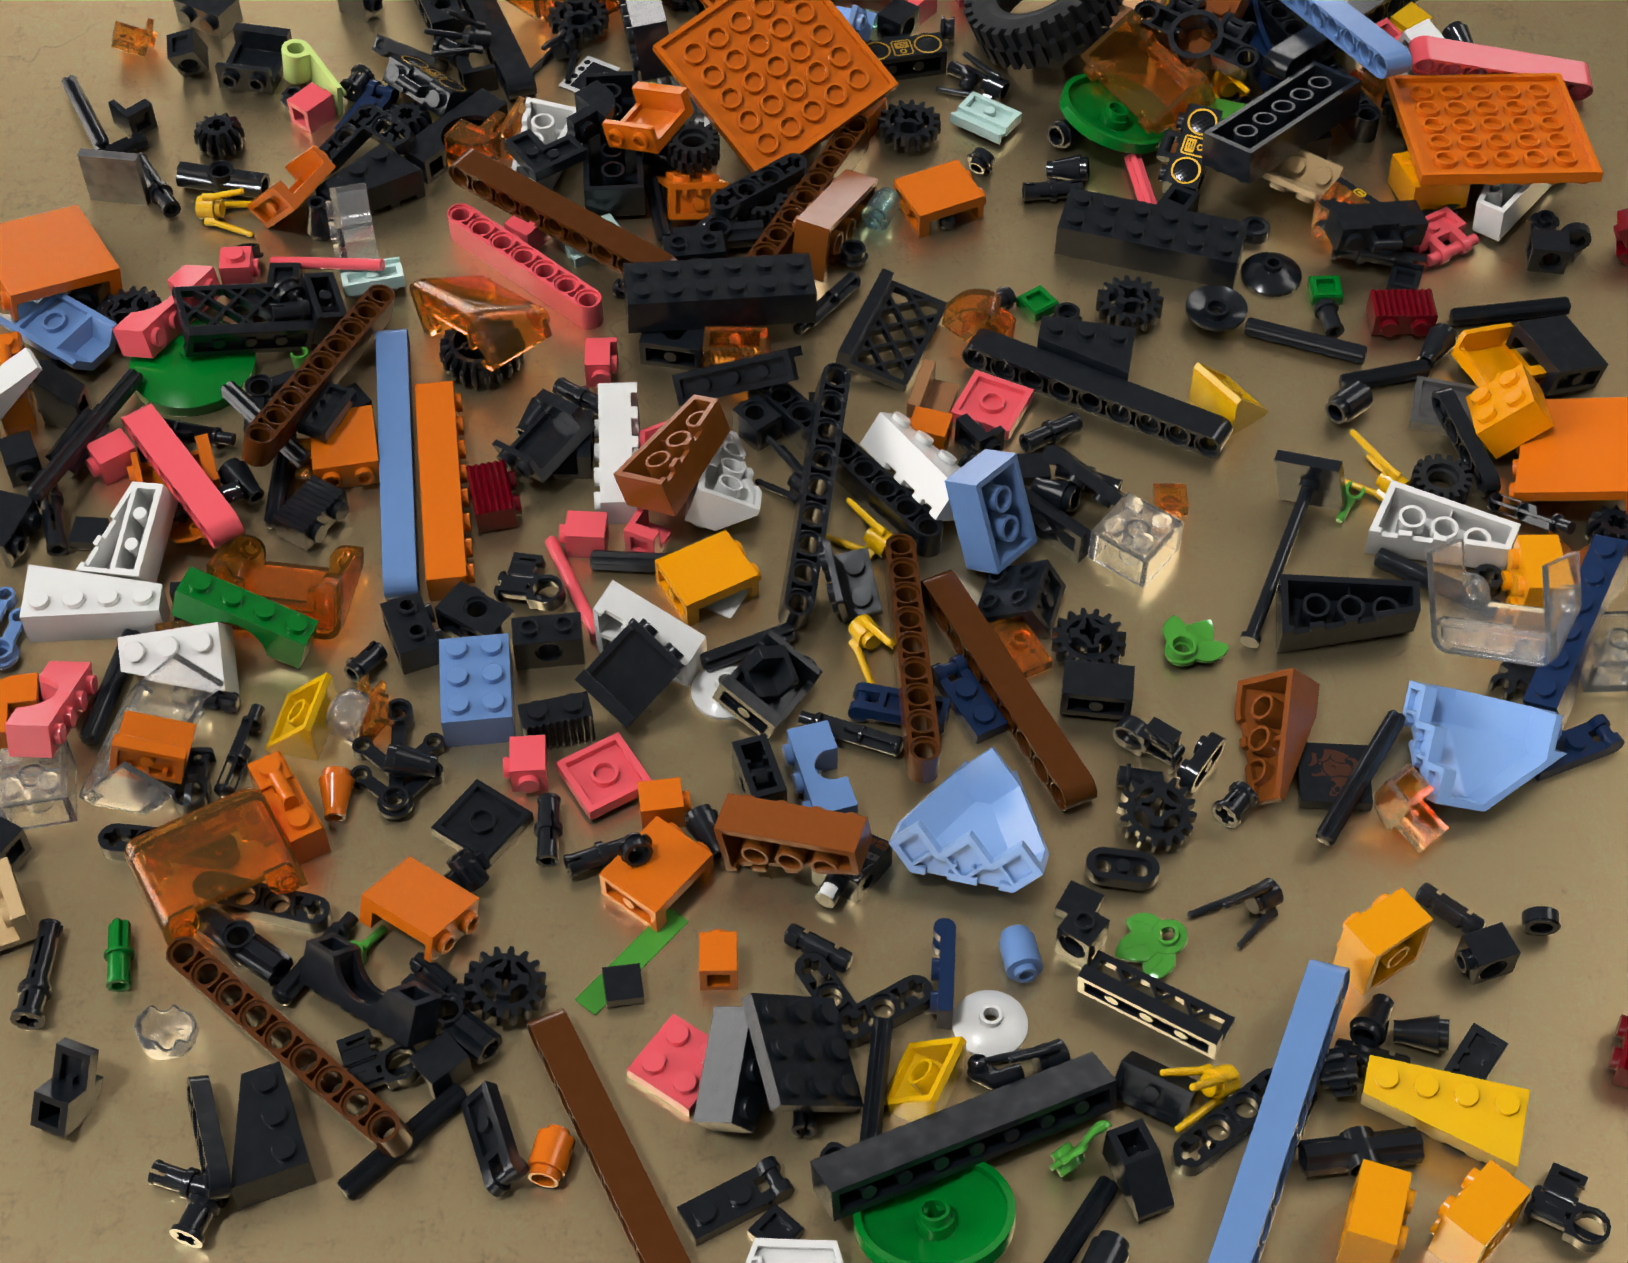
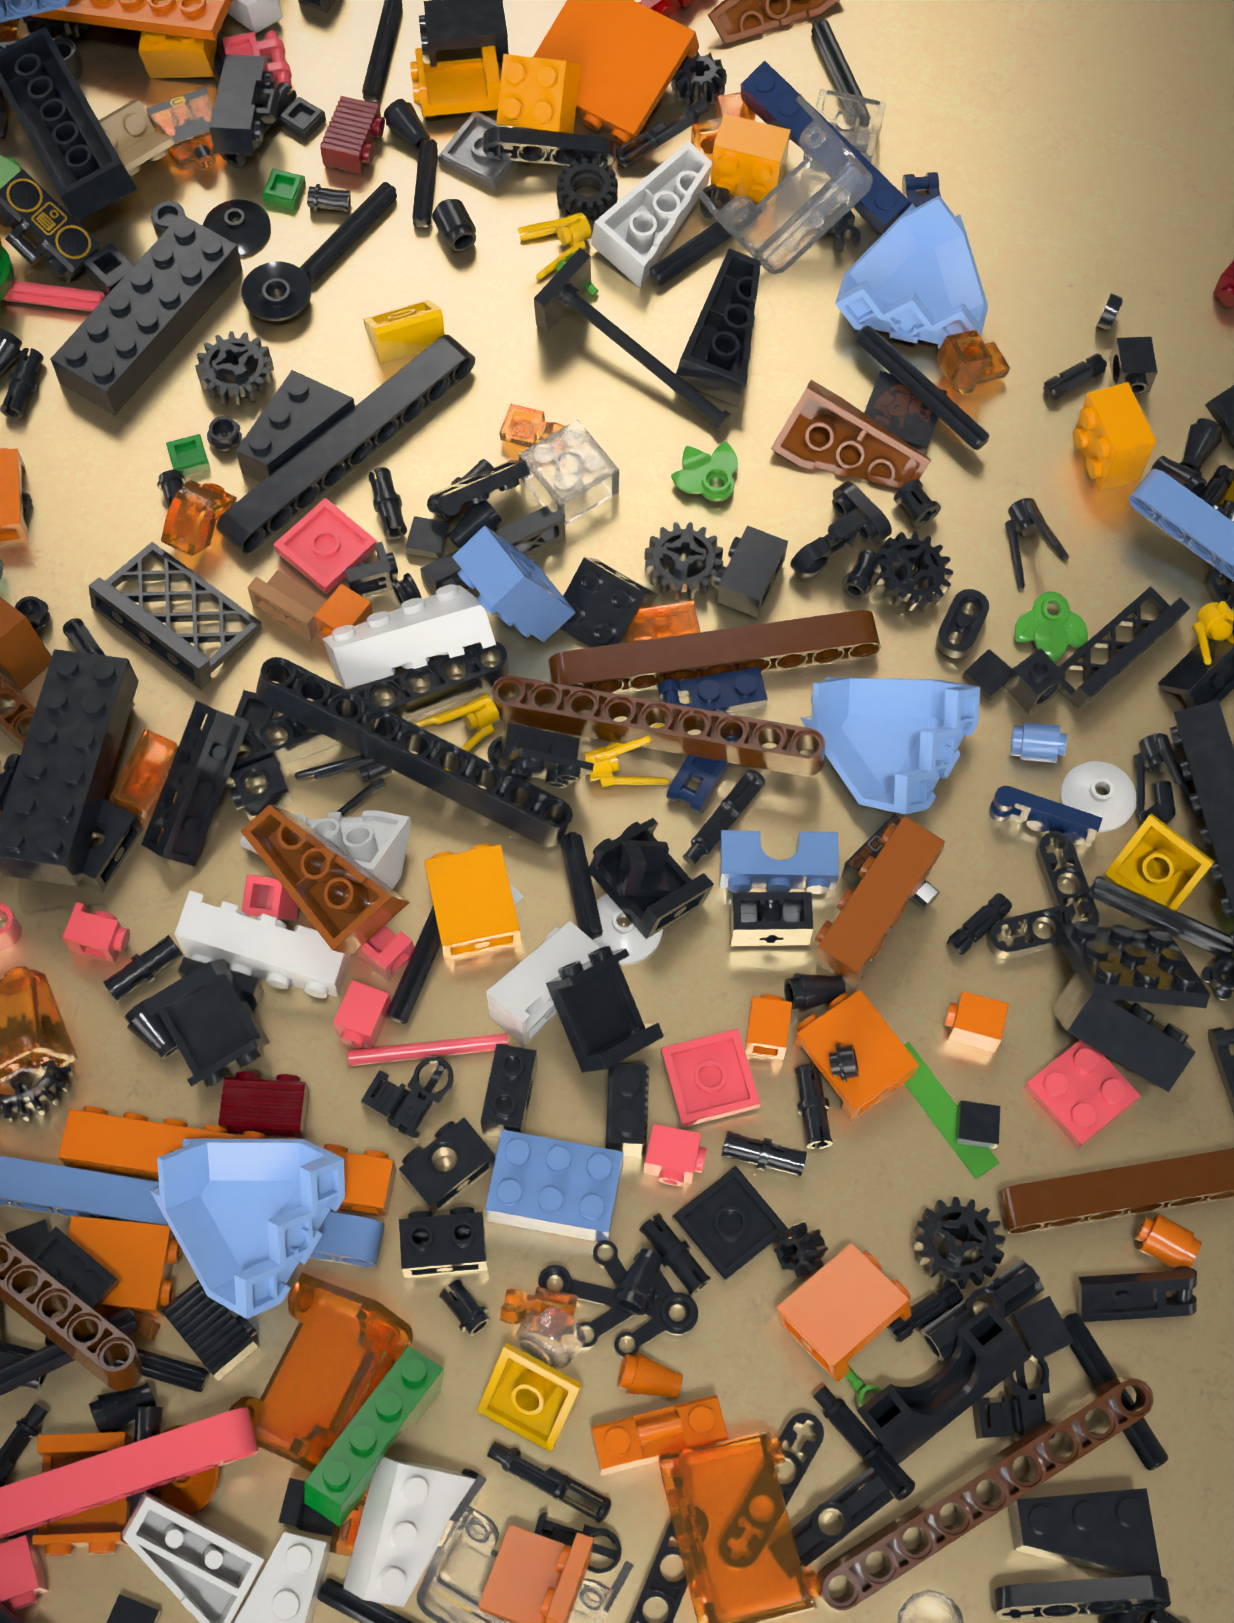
camera: 75 degrees left, 15 degrees up
(394, 490) = (248, 1212): none -> light blue panel
(444, 789) = (675, 1254): none -> black pin

